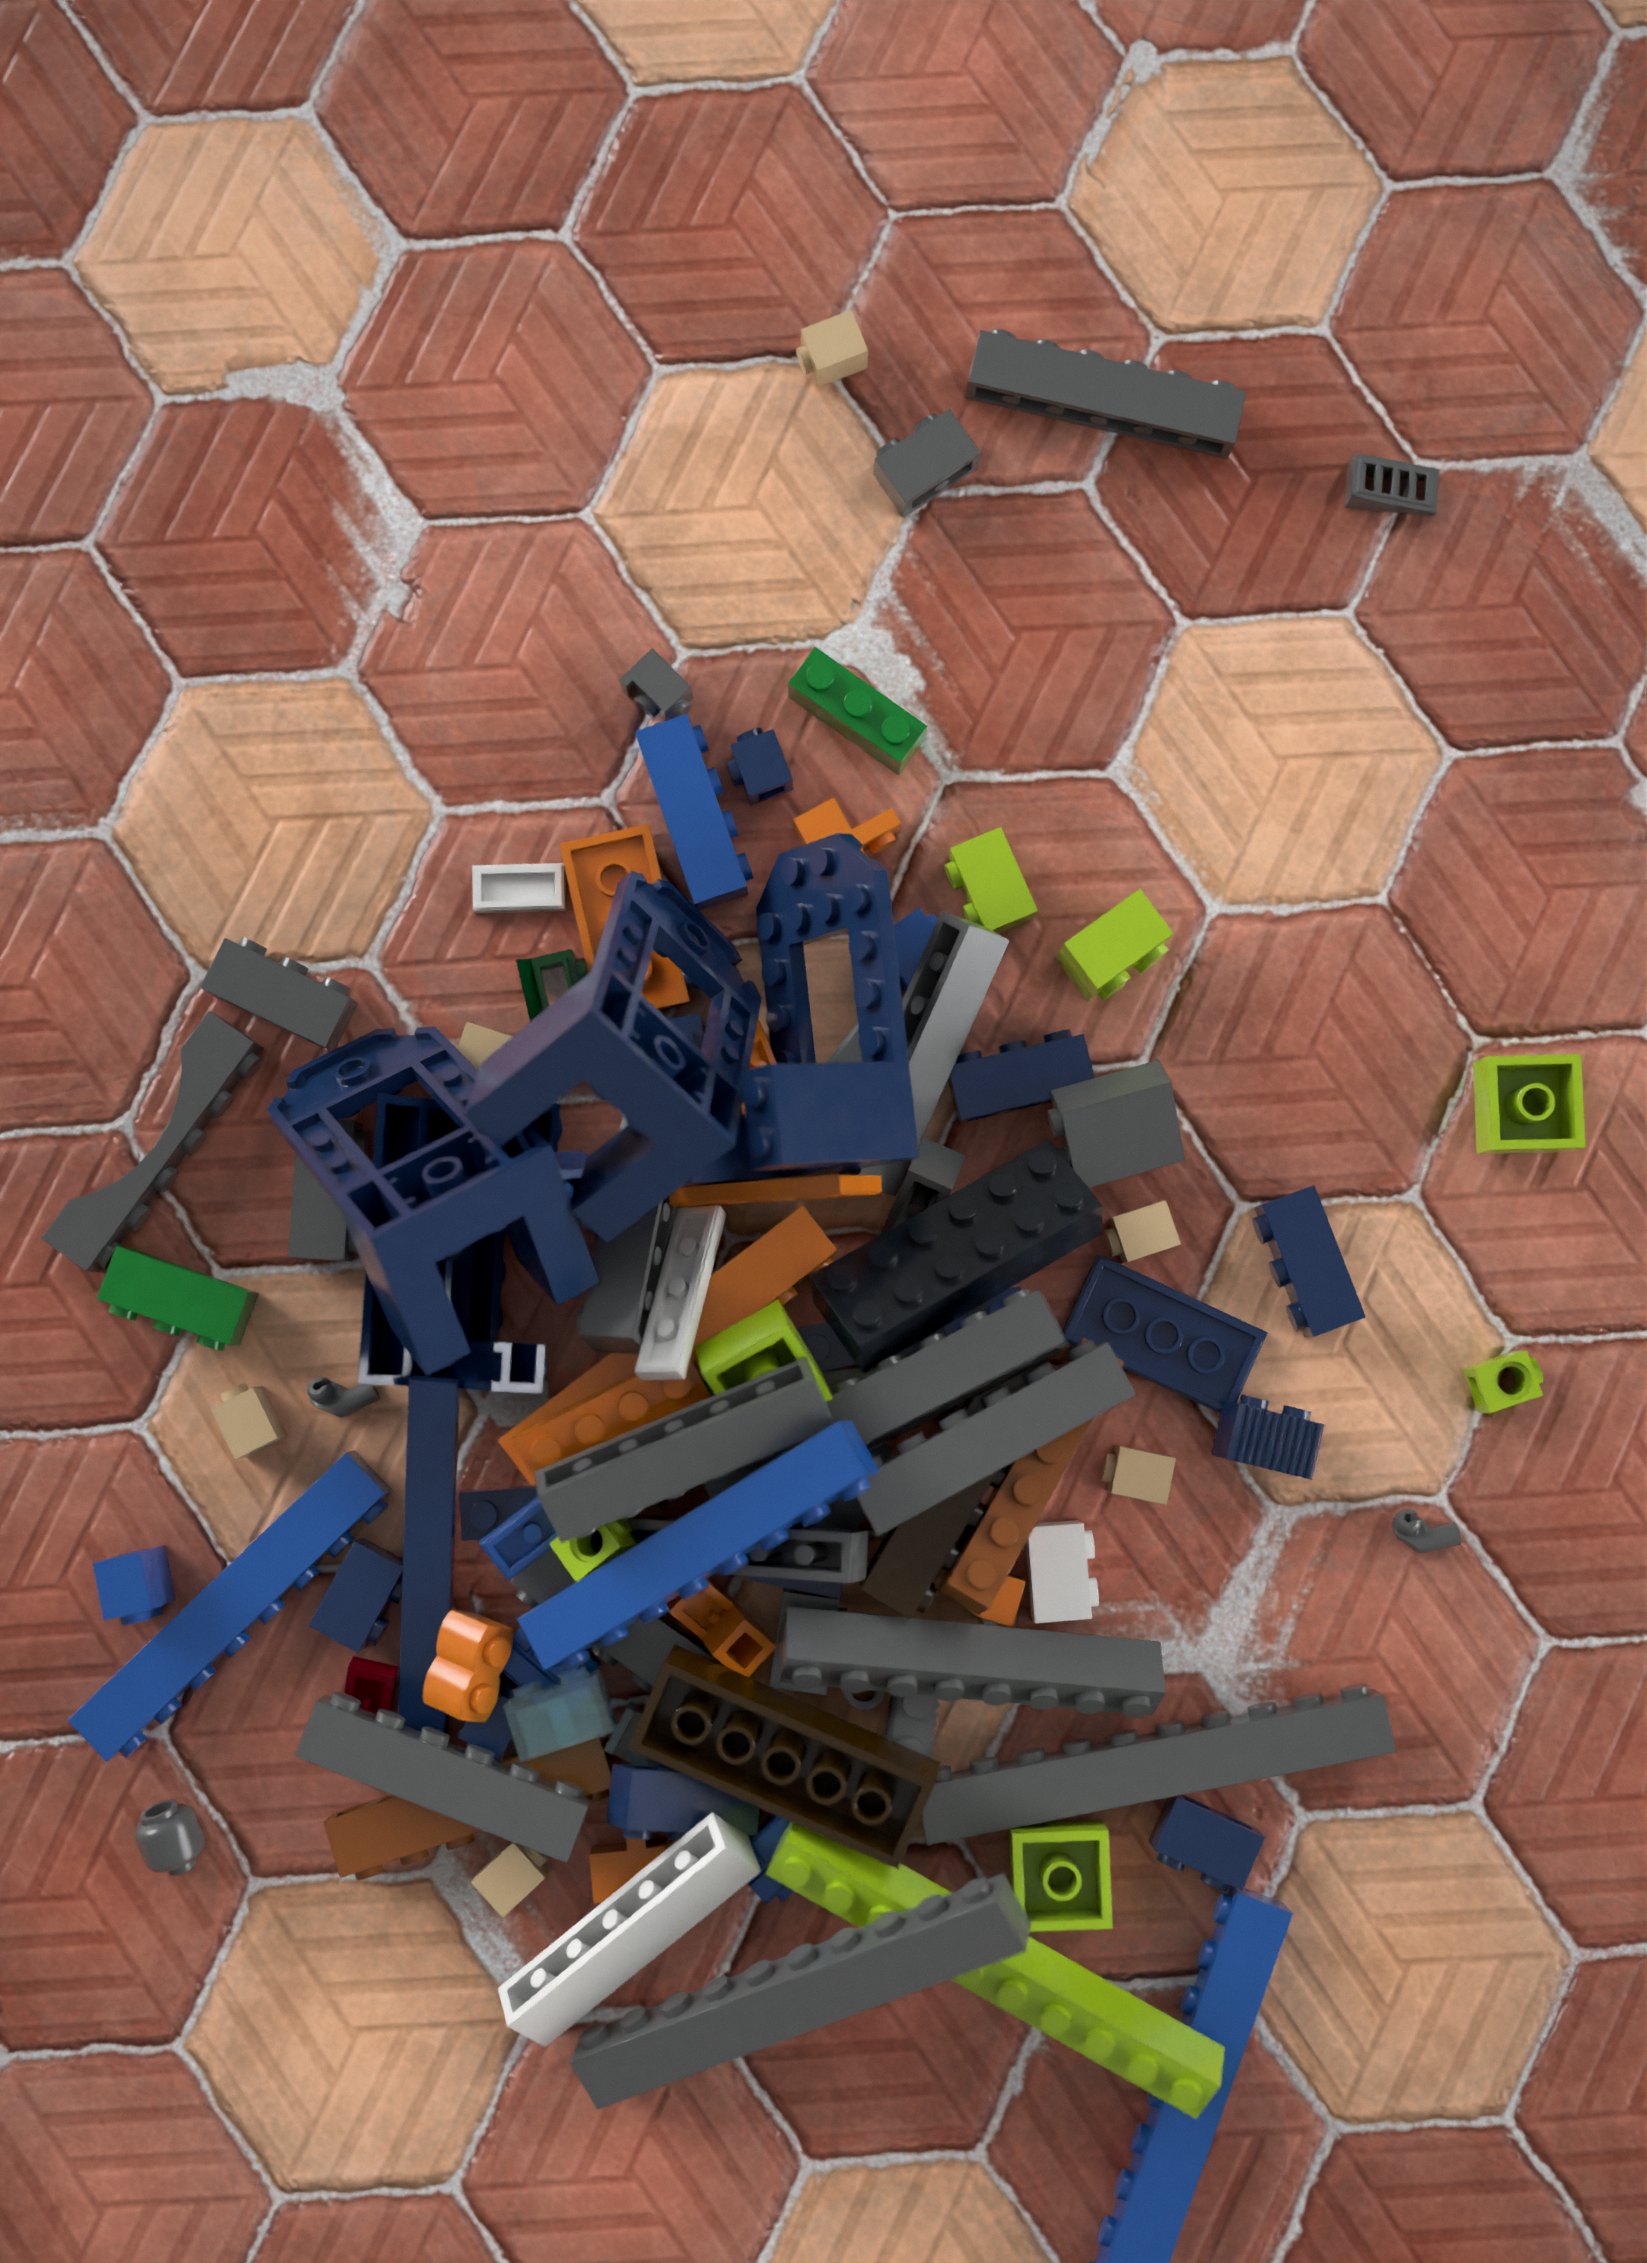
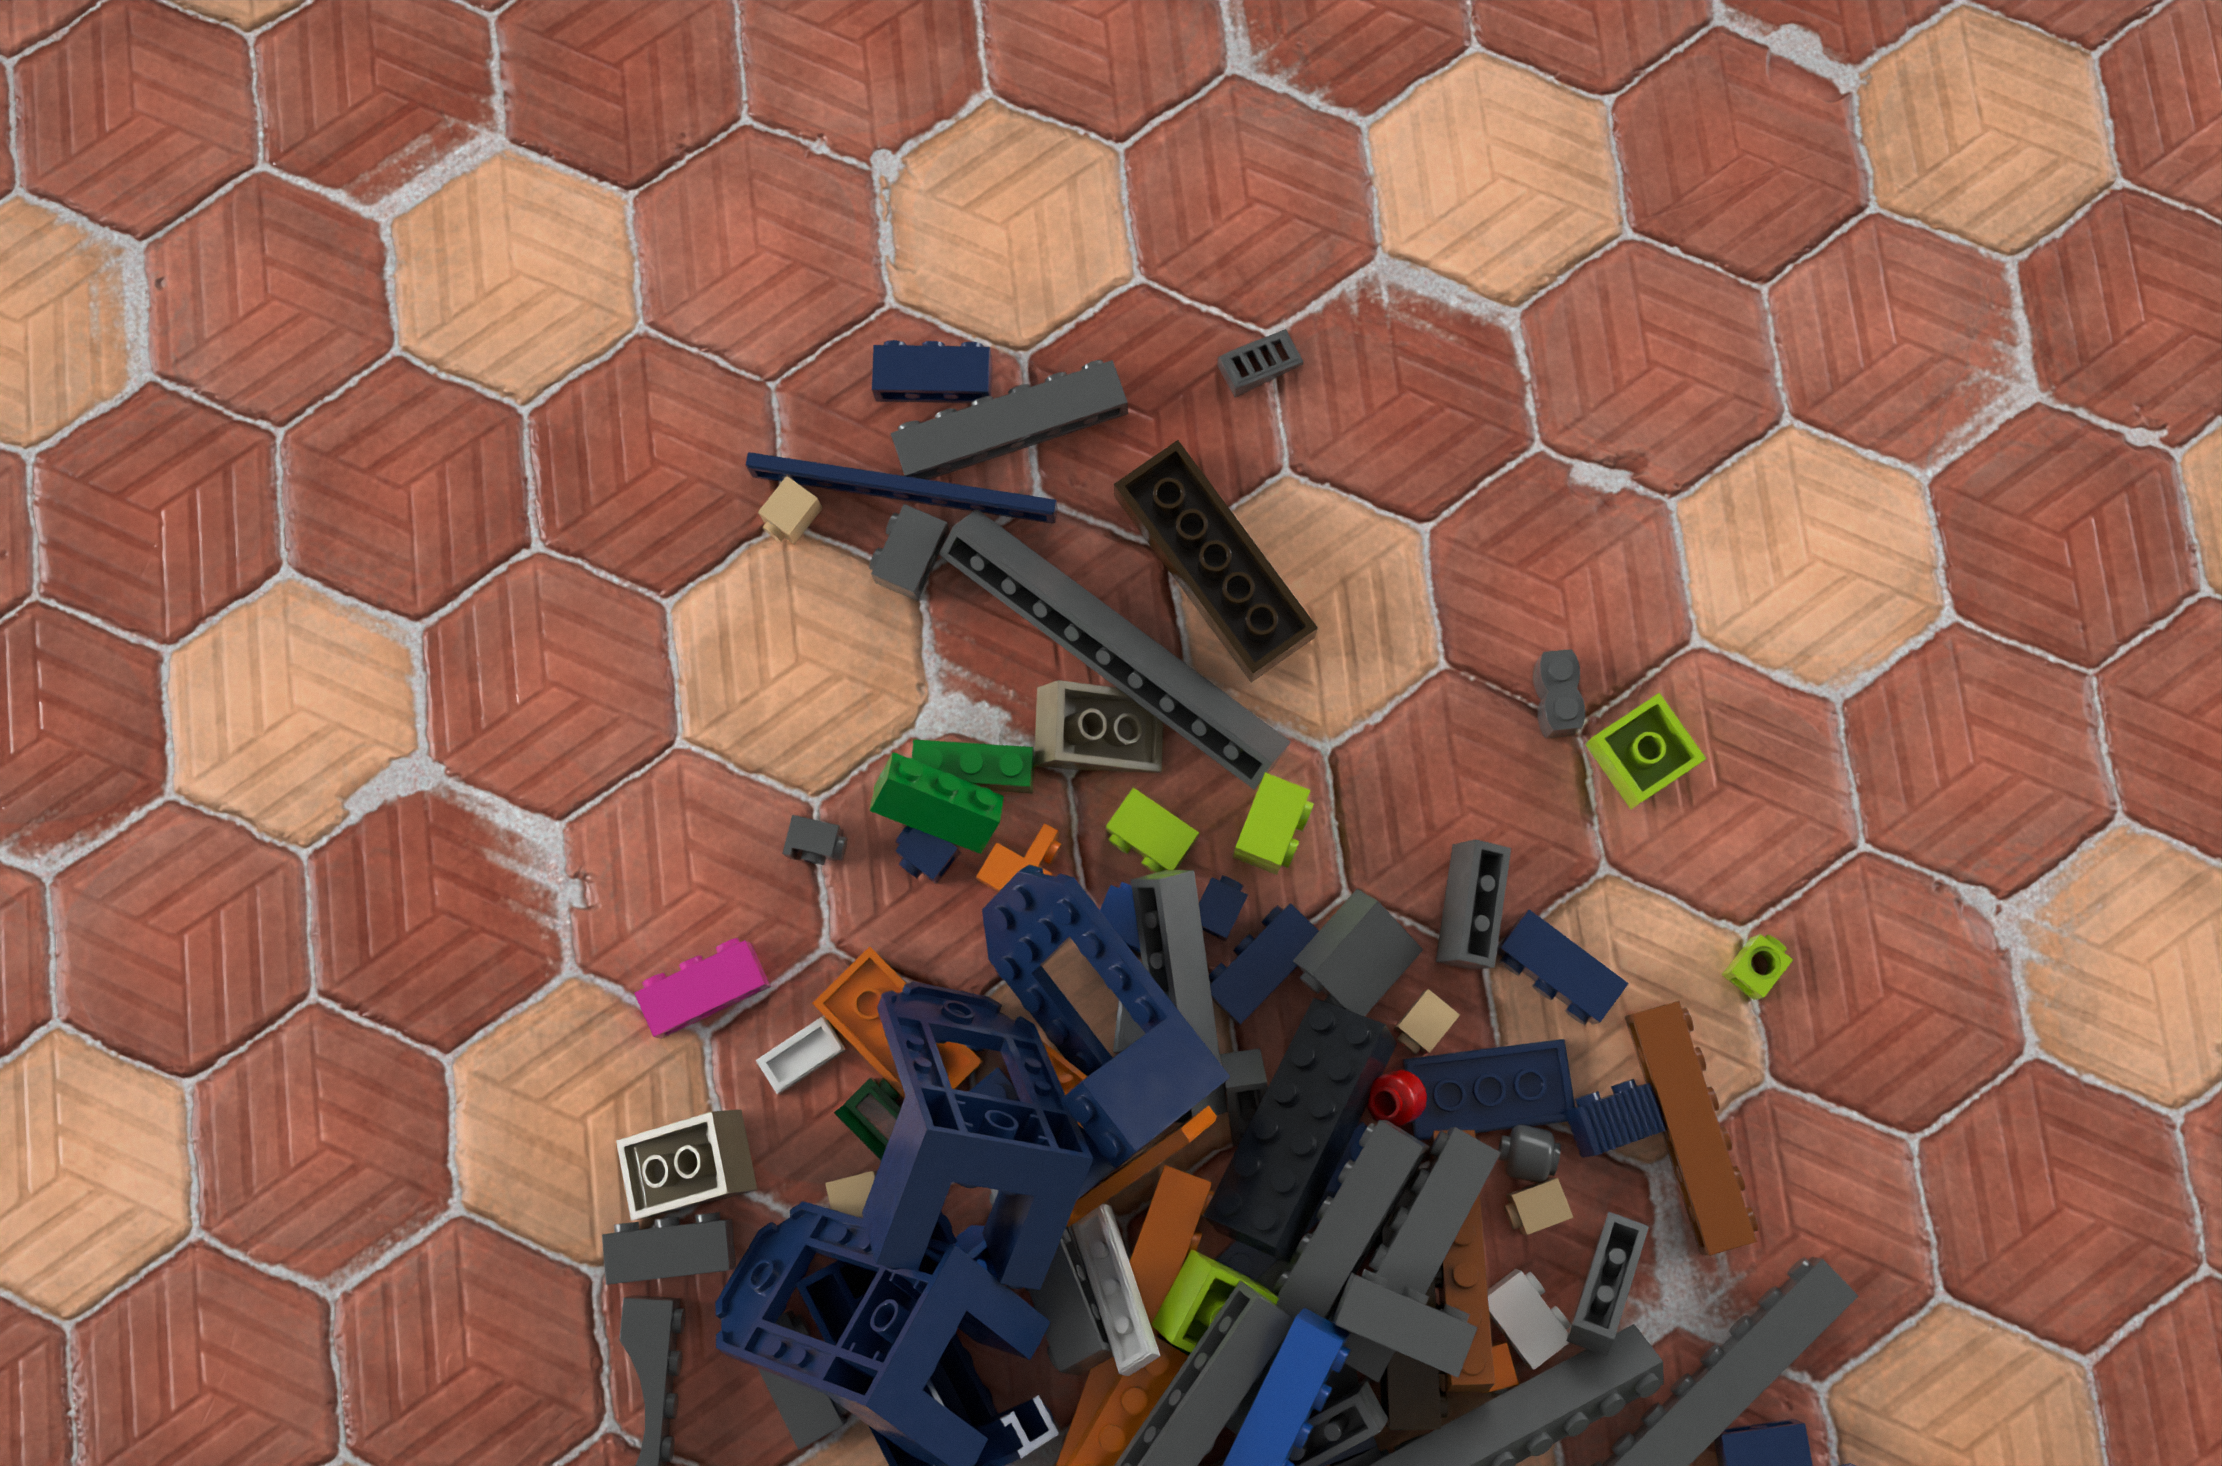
camera: 25 degrees left, 5 degrees down
(346, 923) = (686, 1164): none -> dark tan slope
(462, 763) = (701, 988): none -> dark pink brick
(693, 813) = (897, 917): blue brick -> none
(799, 722) = (937, 803): none -> green brick
(940, 1494) = (1405, 1322): none -> dark grey brick
(959, 395) = (903, 488): none -> dark blue tile
(1003, 749) = (1095, 730): none -> dark tan slope
(1013, 997) = (1221, 906): none -> dark blue brick
(1058, 295) = (931, 372): none -> dark blue brick
(1067, 678) = (1114, 648): none -> dark grey brick
(1069, 1284) = (1397, 1098): none -> red head
(1159, 1587) = (1607, 1284): none -> dark grey brick
(1163, 1419) = (1529, 1153): none -> dark grey head
(1221, 654) = (1214, 561): none -> dark brown brick
(1262, 1147) = (1473, 905): none -> dark grey brick
(1335, 1500) = (1693, 1134): none -> dark orange brick
(1421, 1536) = (1773, 1119): dark grey arm -> none
(1480, 988) = (1556, 683): none -> dark grey brick

